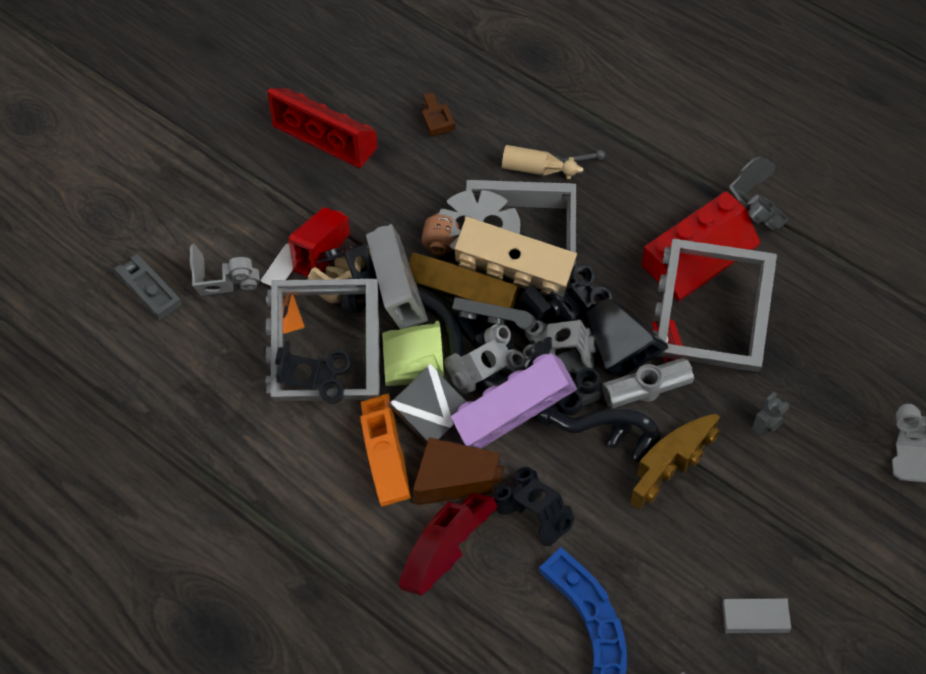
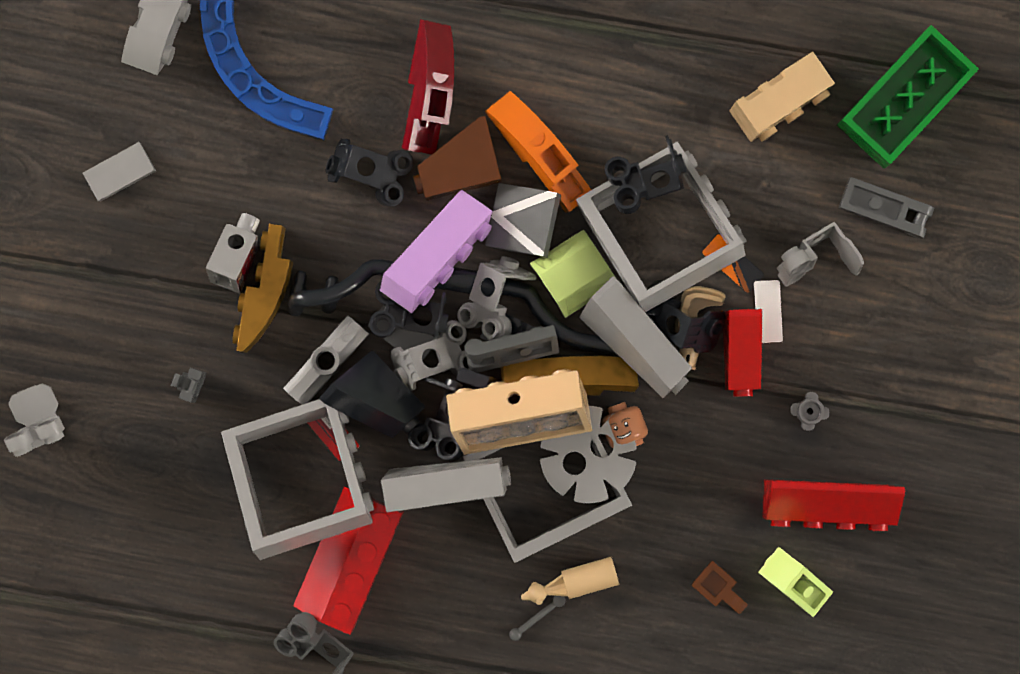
camera: 155 degrees right, 30 degrees up
(73, 344) = (907, 97): none -> green brick
(168, 391) = (782, 98): none -> tan wedge
(298, 183) = (809, 420): none -> flat silver plate
(382, 97) = (795, 581): none -> yellowish green slope
(605, 247) = (444, 483): none -> light grey slope
(685, 489) = (231, 266): none -> light grey torso

